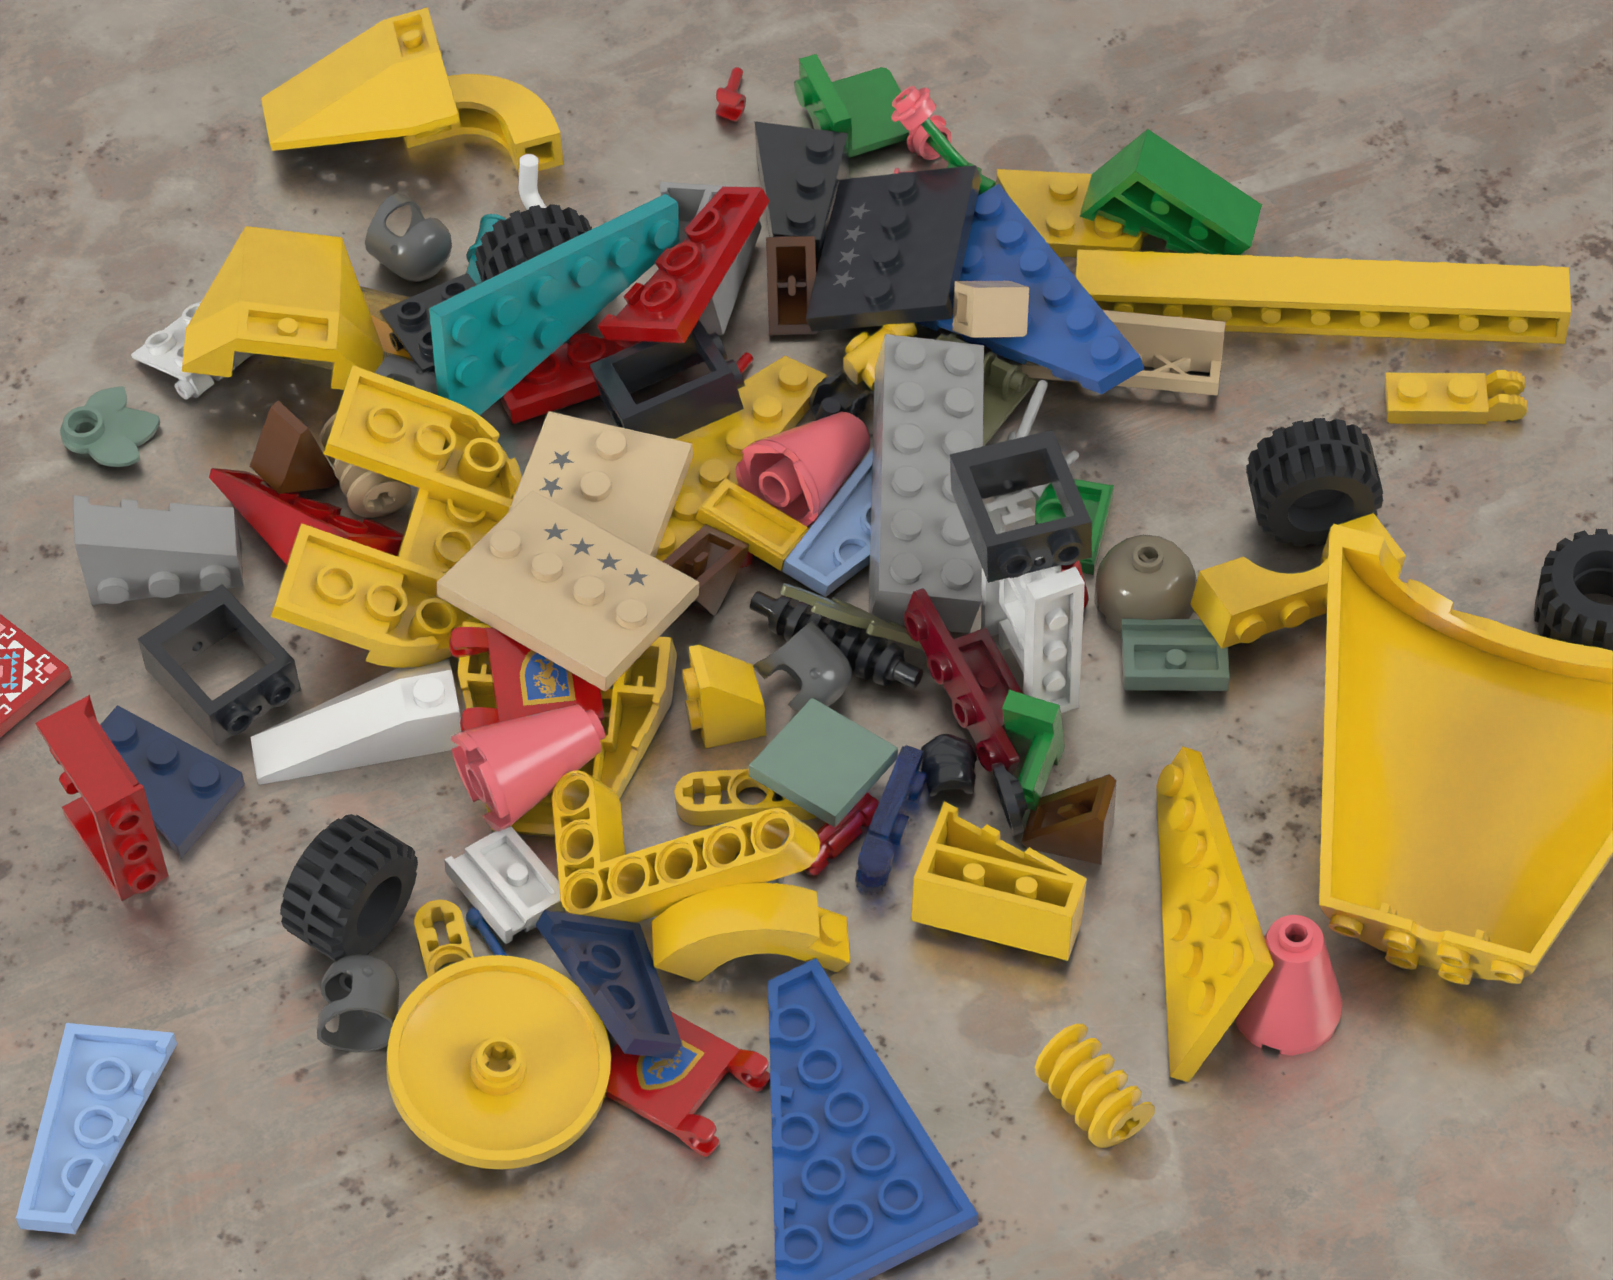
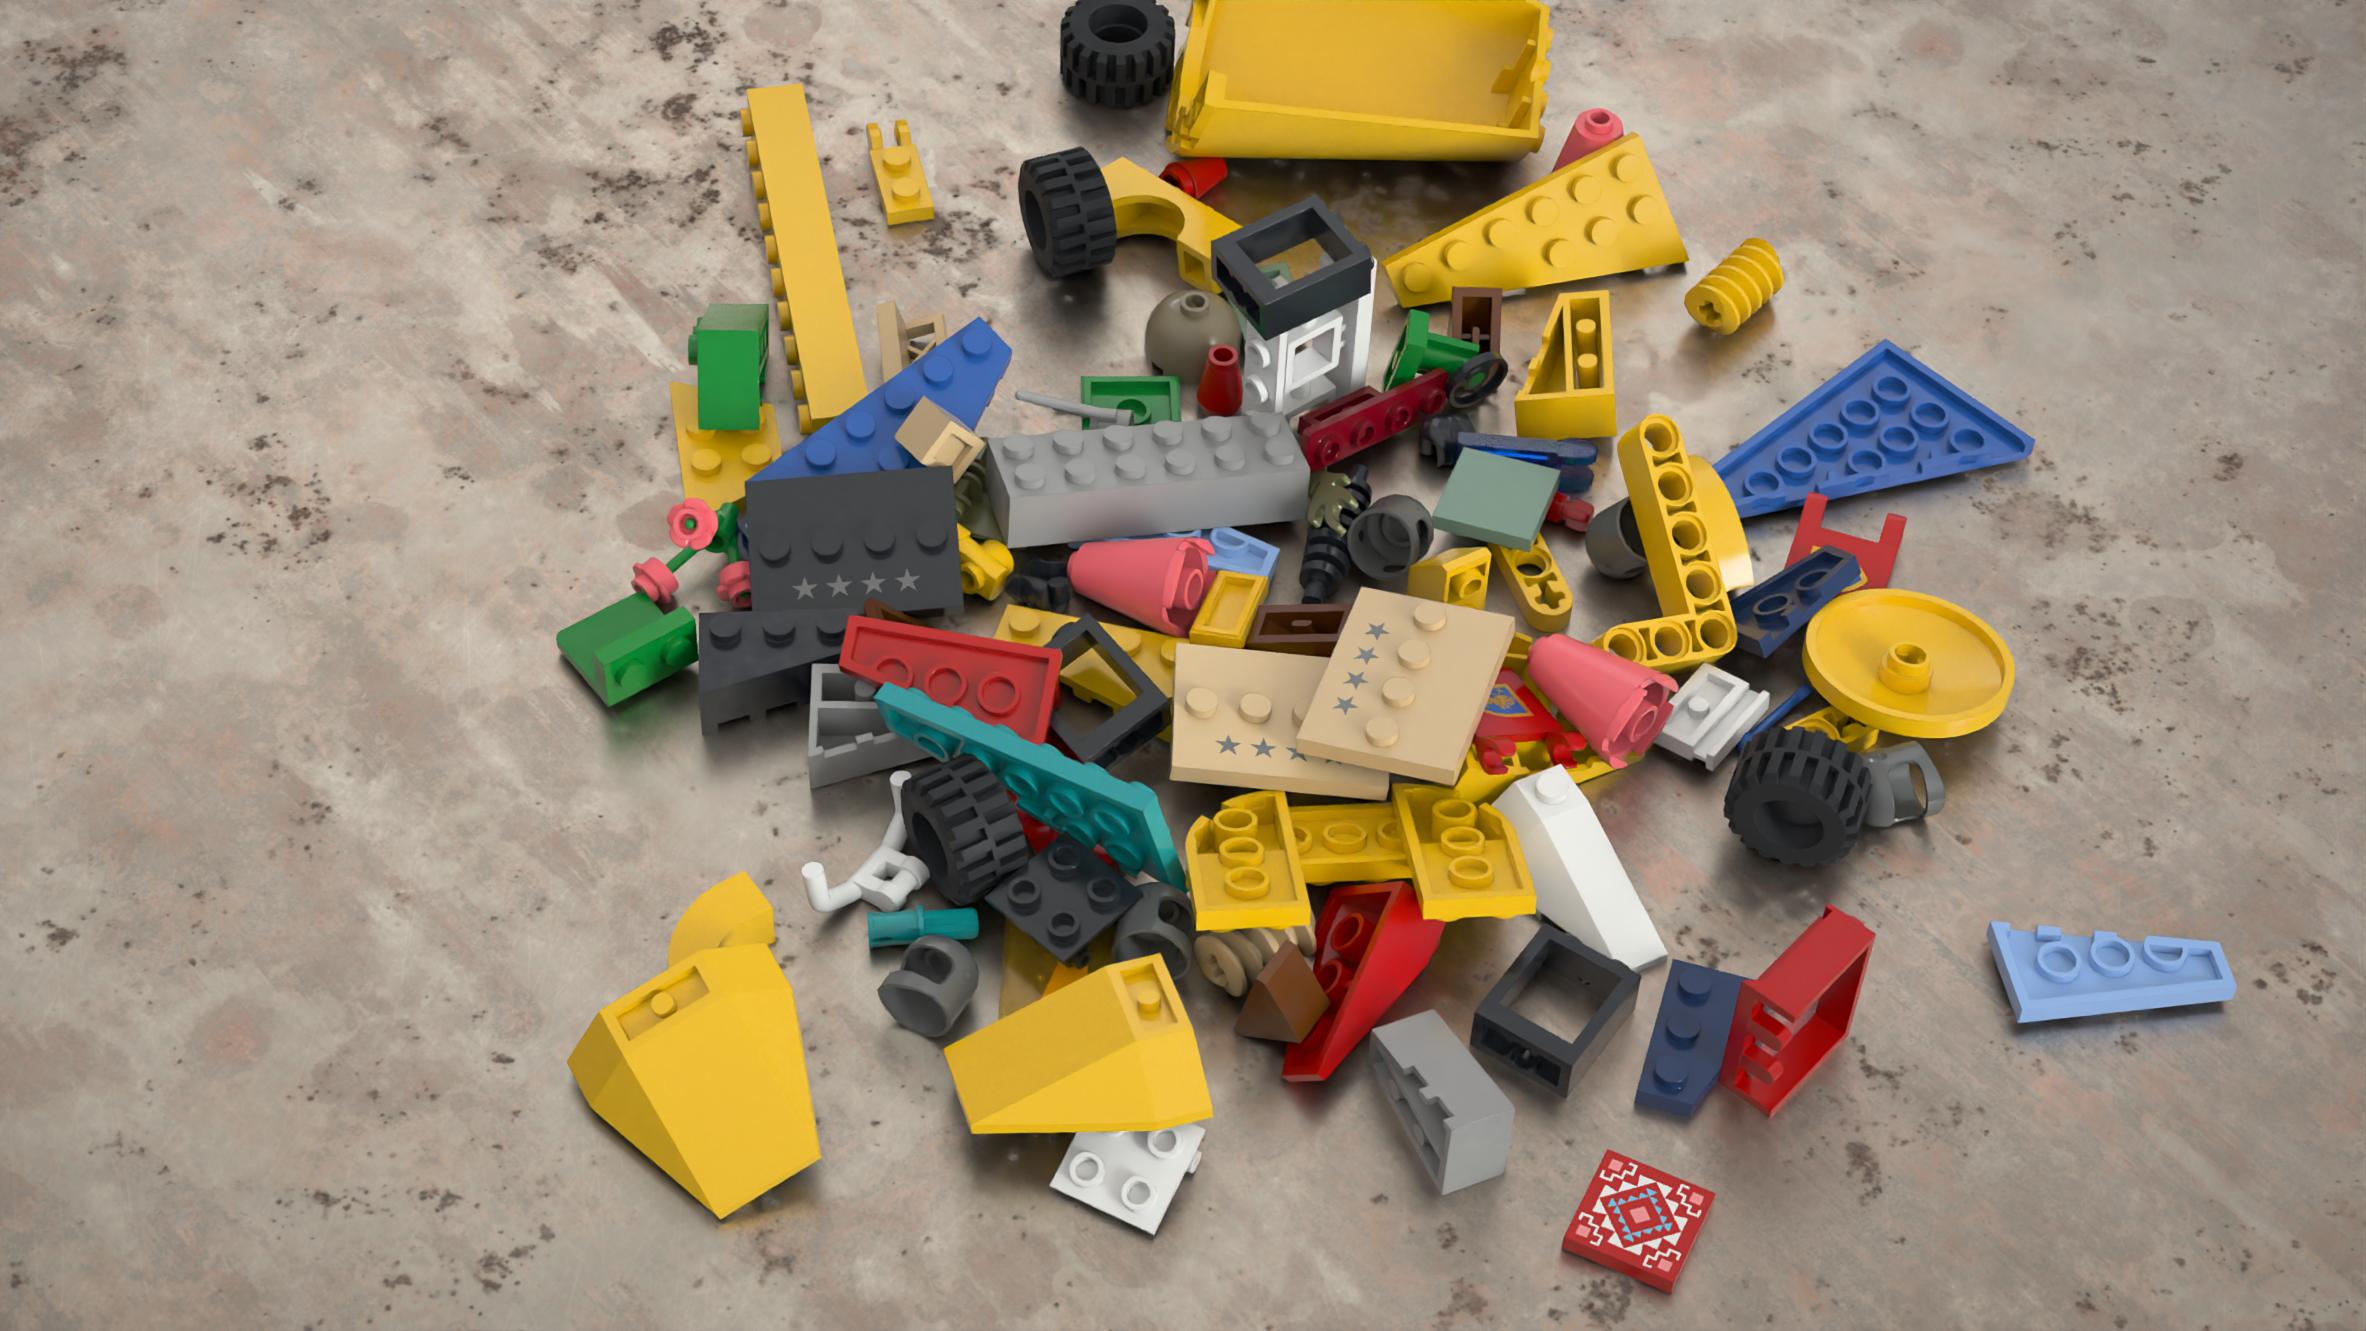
camera: 110 degrees left, 5 degrees down
(108, 428) = (1264, 1215): sand green plate -> none
(730, 102) = (631, 767): red hand -> none

